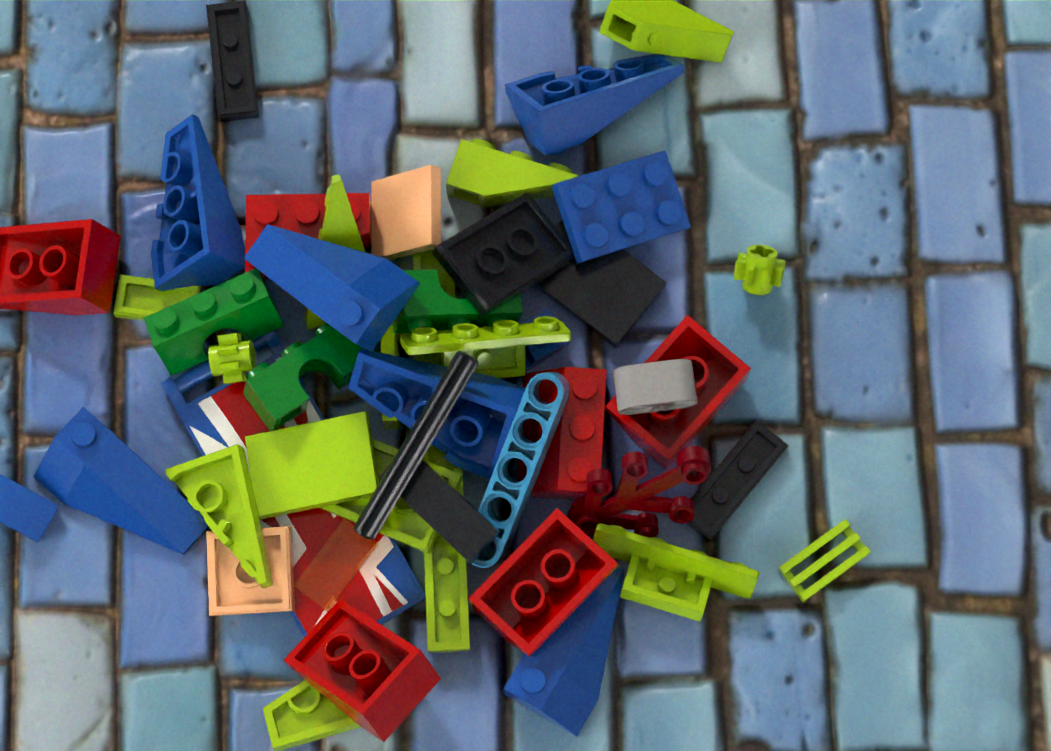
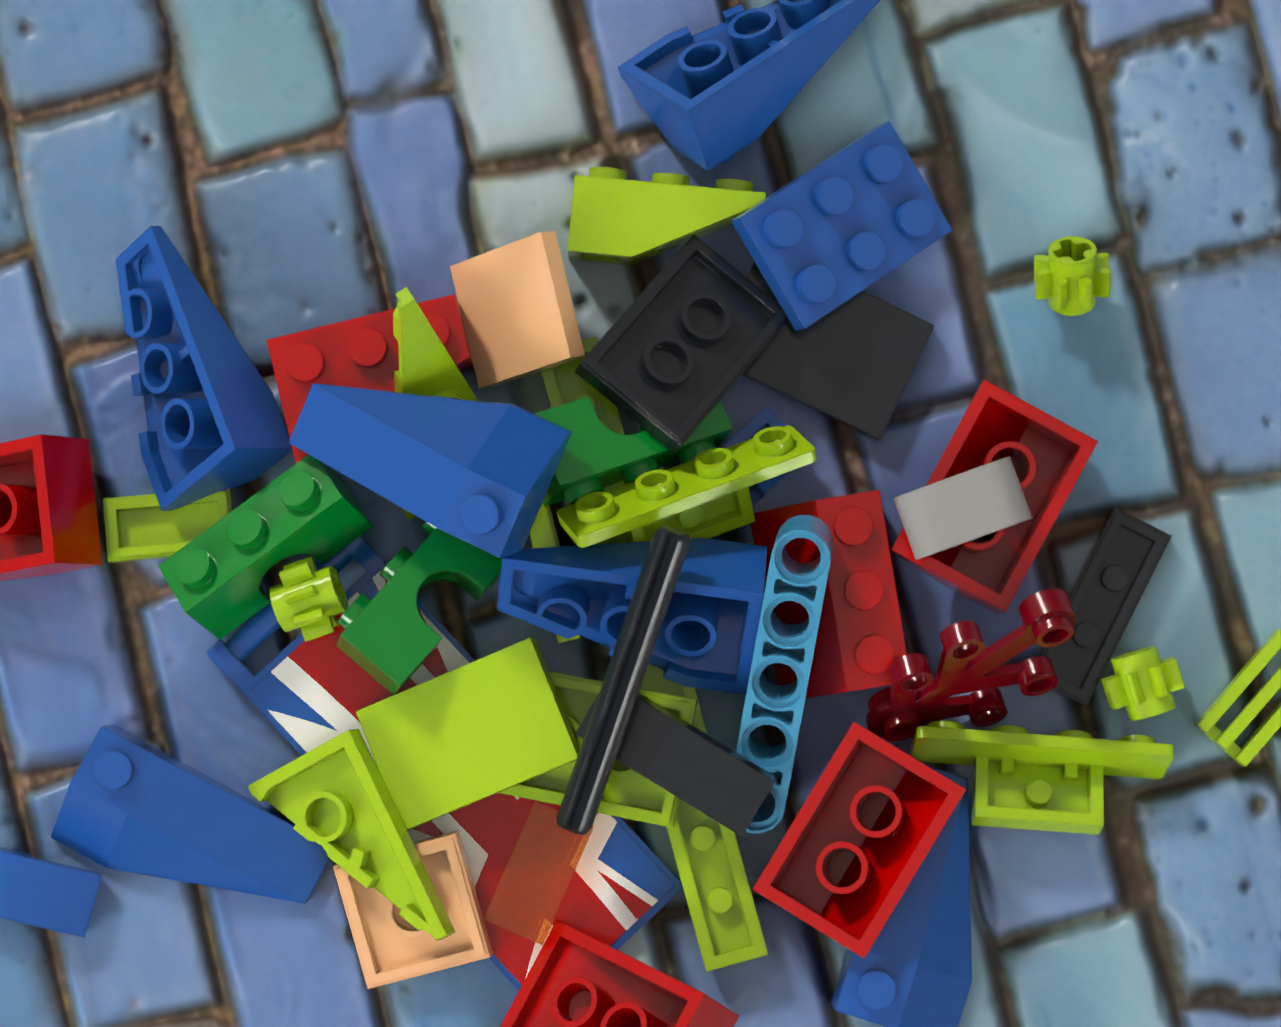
camera: 15 degrees left, 10 degrees up
(232, 61) = (189, 120): black tile -> none
(749, 531) = (1143, 683): none -> lime gear

